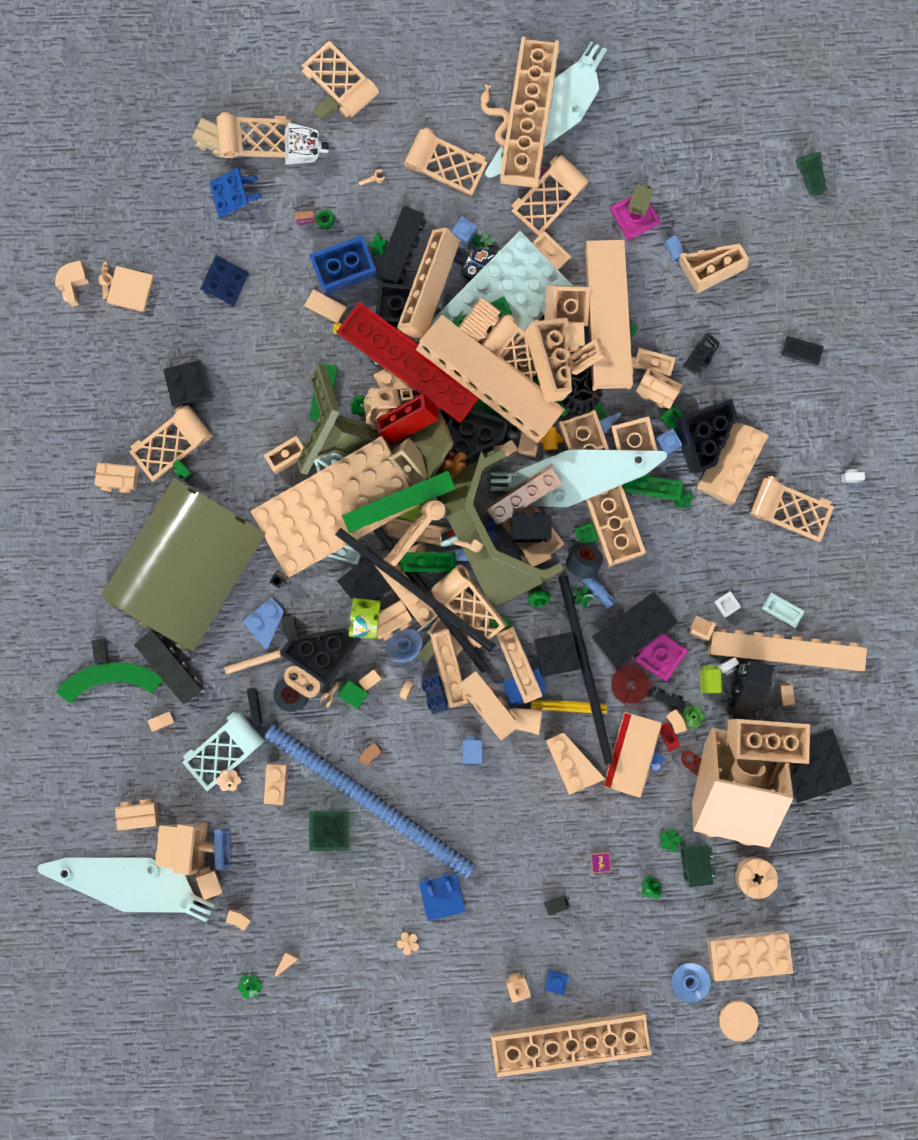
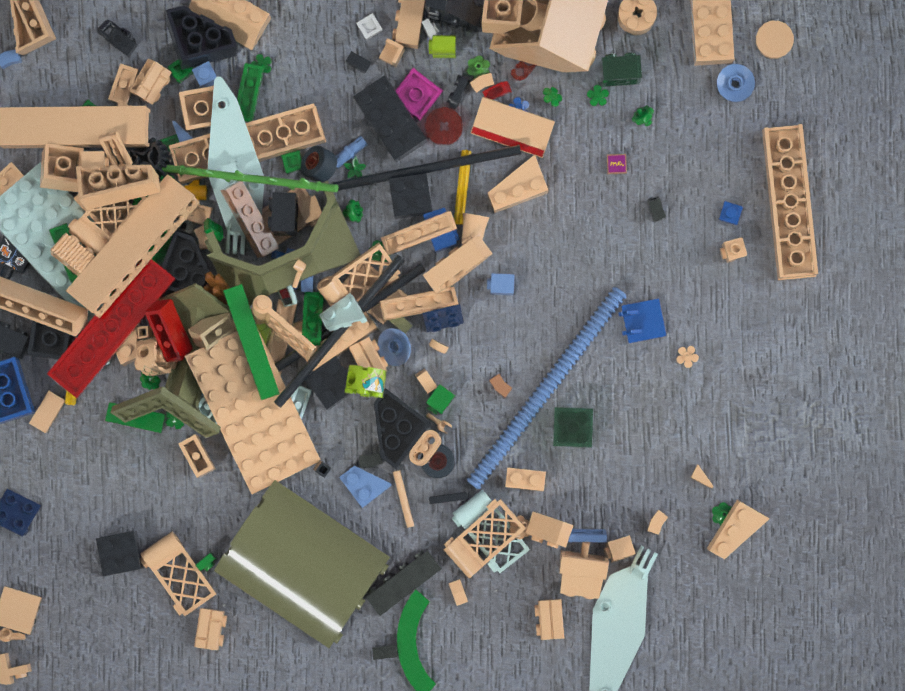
camera: 80 degrees left, 0 degrees up
(201, 724) = (462, 552): none -> light nougat piece
(225, 810) = (548, 529): none -> light nougat brick
(234, 1001) = (736, 528): none -> light nougat wing
(432, 592) = (343, 314): none -> light aqua wing
(513, 459) = (210, 225): none -> green tile
(565, 479) = (239, 176): none -> bright green plant
(666, 793) = (552, 96): none -> green plant
(690, 594) = (358, 62): none -> black piece

